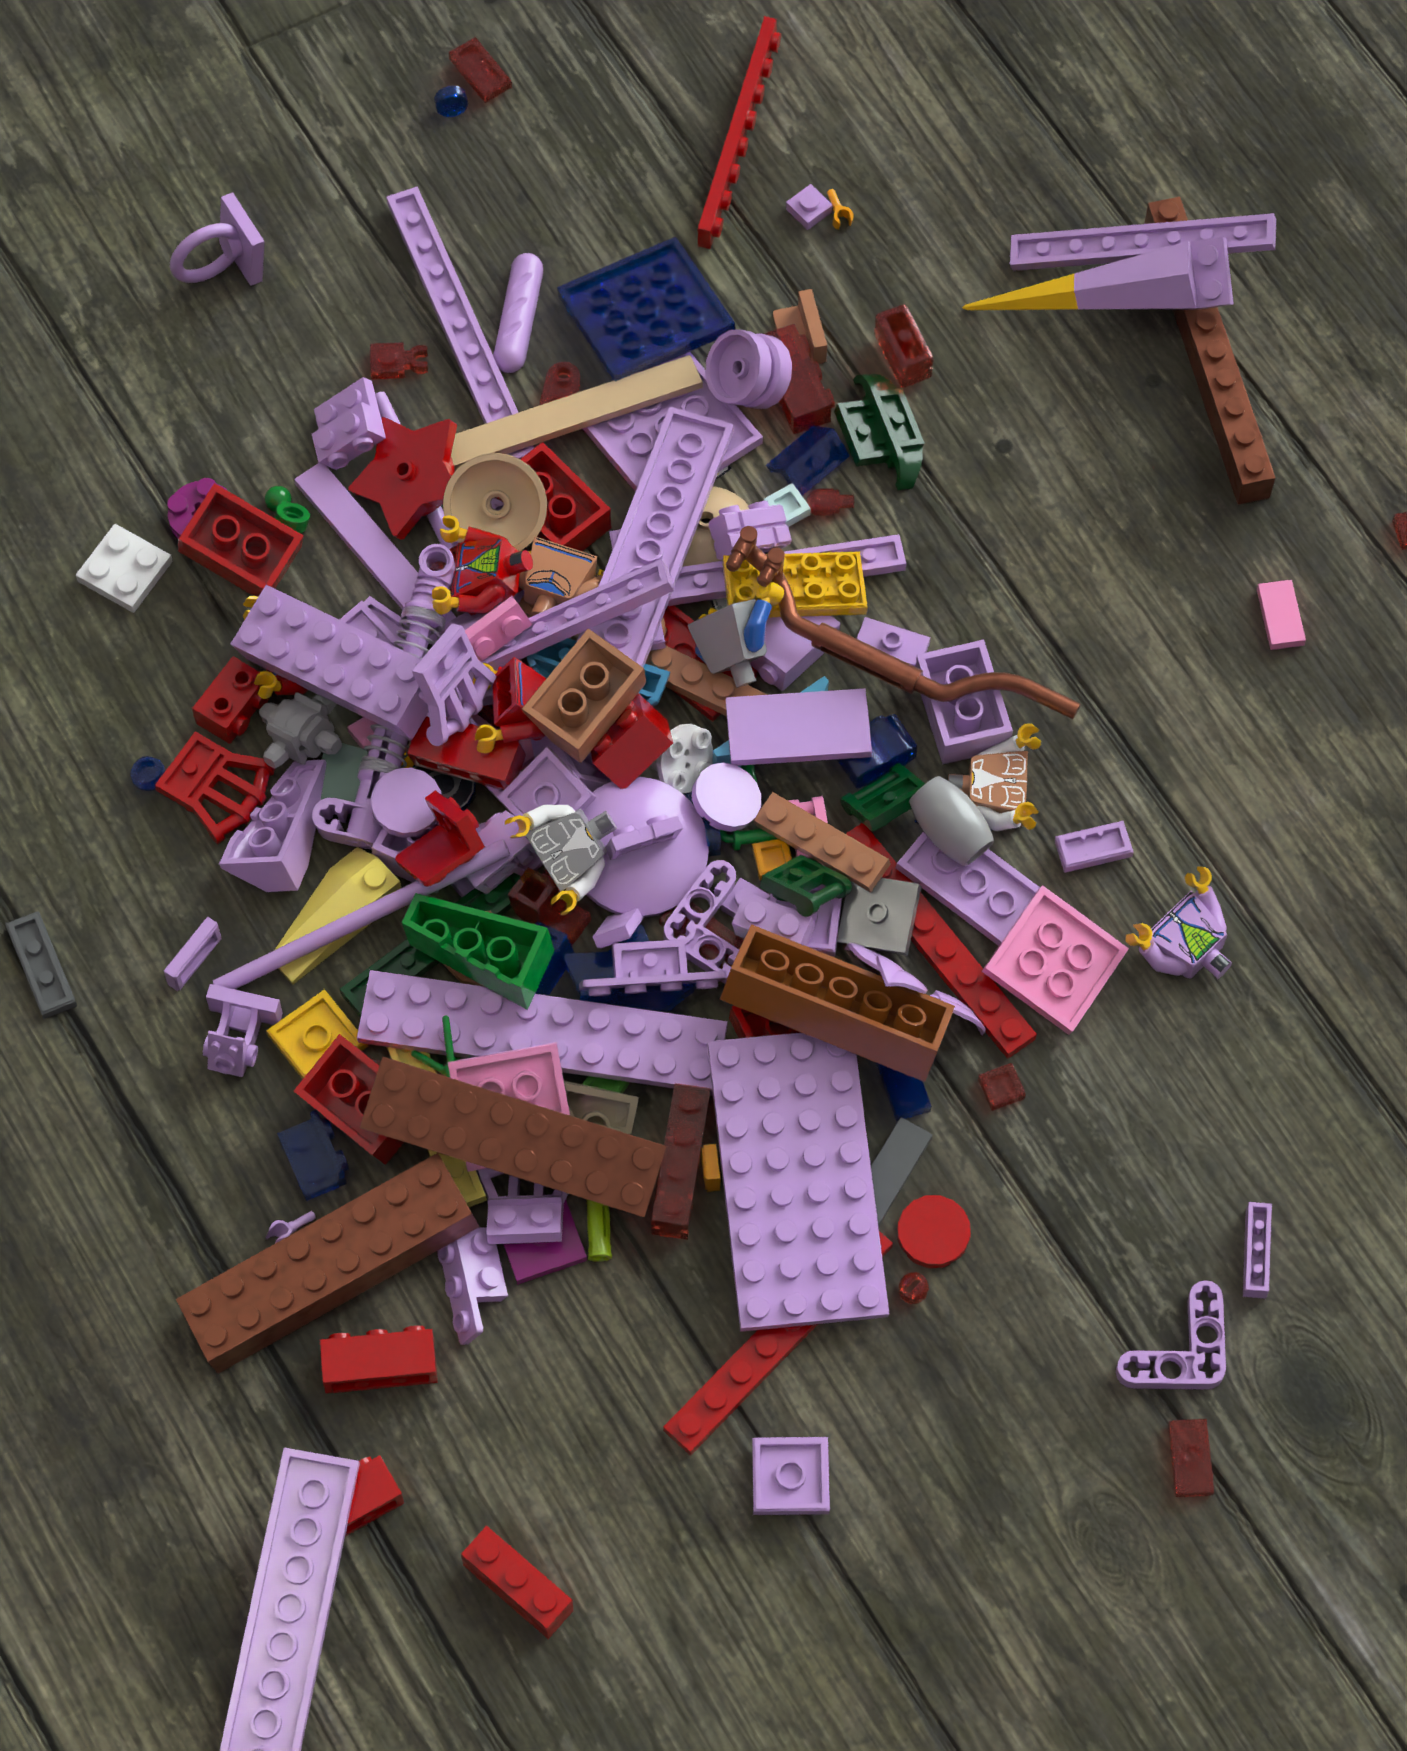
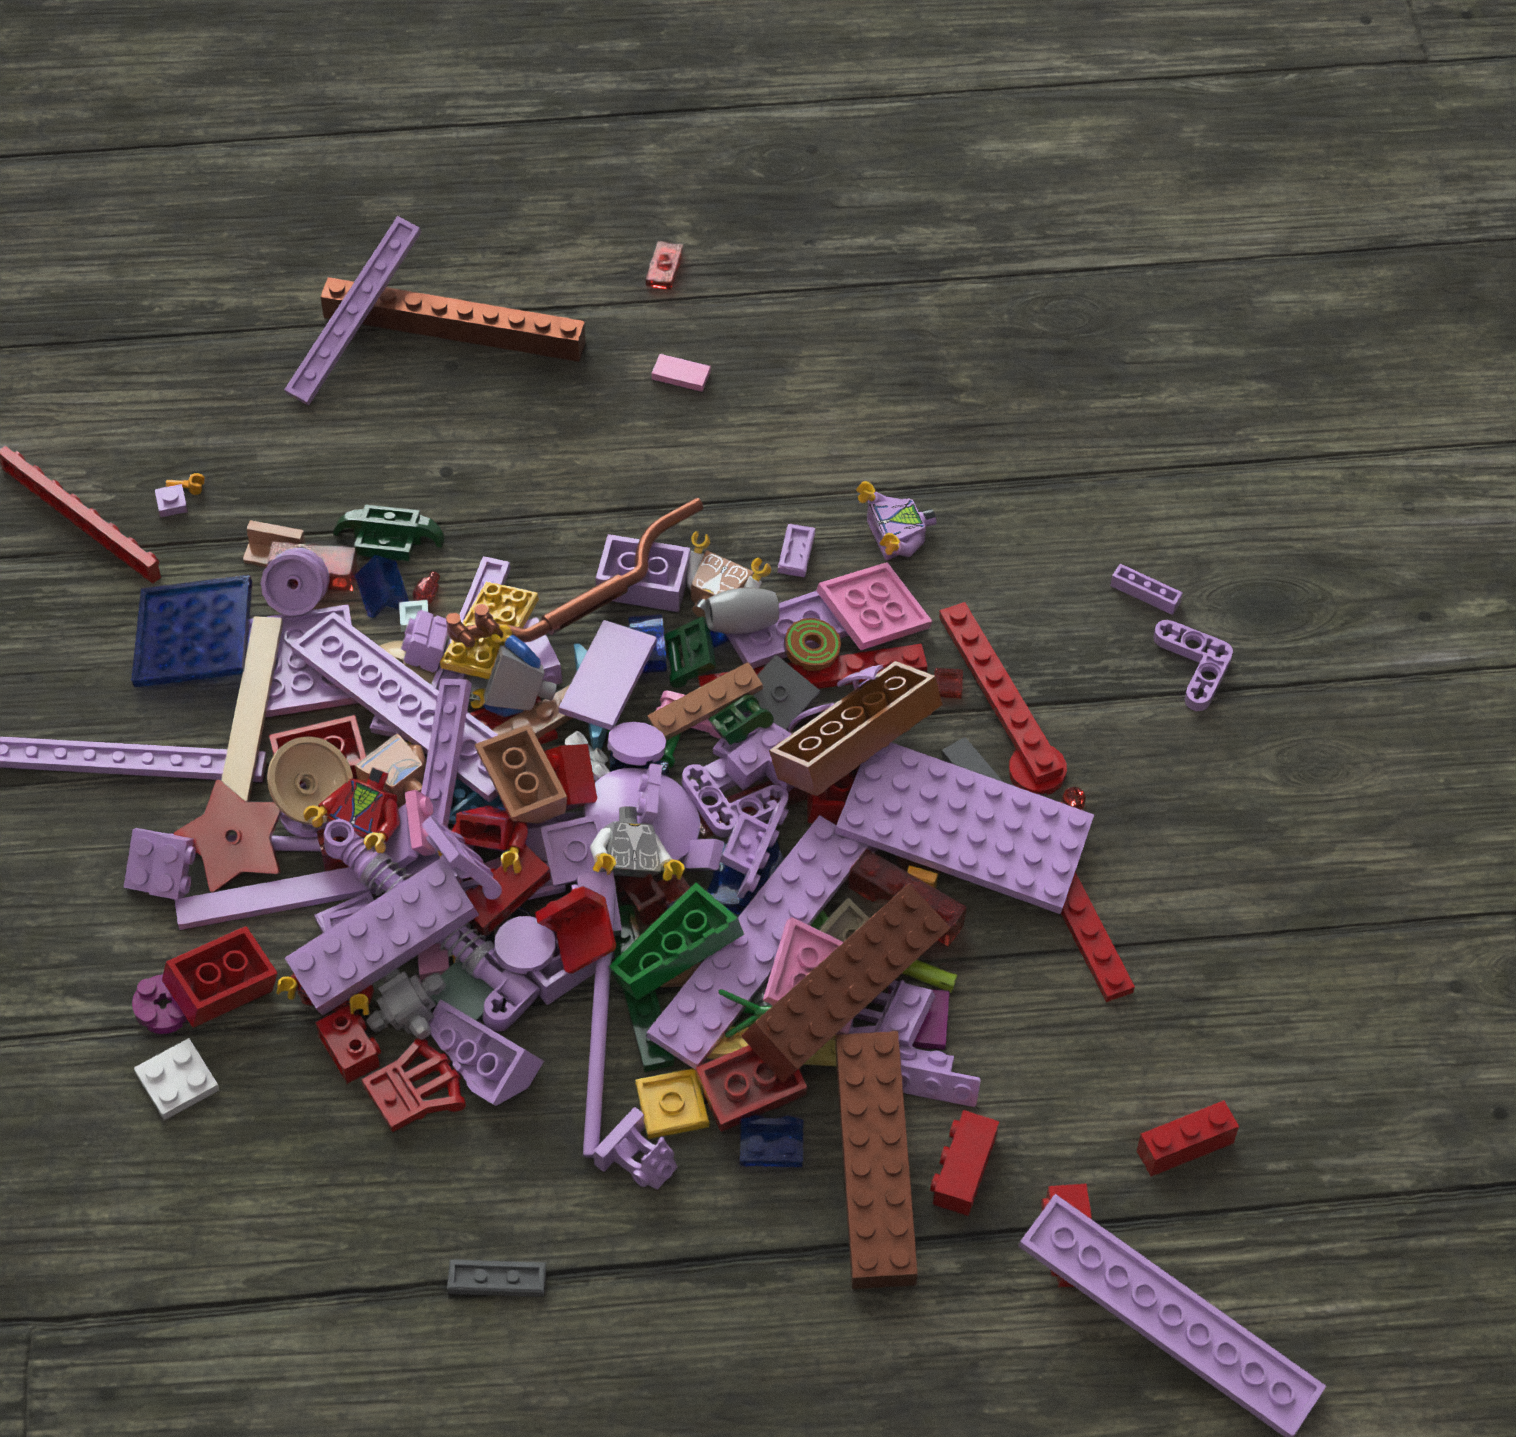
camera: 65 degrees left, 10 degrees down
(146, 773) = (374, 1132): clear blue plate -> none
(192, 954) = (554, 1158): lavender tile -> none
(283, 1229) = (823, 1187): lavender hand -> none
(291, 514) = (188, 942): green plate -> none
(344, 889) = (562, 1029): light yellow wedge -> none
(391, 360) = (116, 818): clear red plate -> none
(518, 312) = (130, 716): lavender piece -> none
(558, 387) = (217, 719): clear red plate -> none
(770, 855) = (693, 745): light orange tile -> none
(790, 1476) = (1182, 932): lavender plate -> none
(893, 640) = (565, 593): lavender plate -> none
(903, 345) = (333, 487): clear red brick -> none
(904, 1093) = (922, 739): clear blue plate -> none
(960, 896) = (812, 630): none -> dark orange tile
(1014, 1147) = (1001, 693): none -> red plate
(1168, 278) = (397, 303): lavender plate -> none
(1191, 1458) = (1277, 691): clear red plate -> none

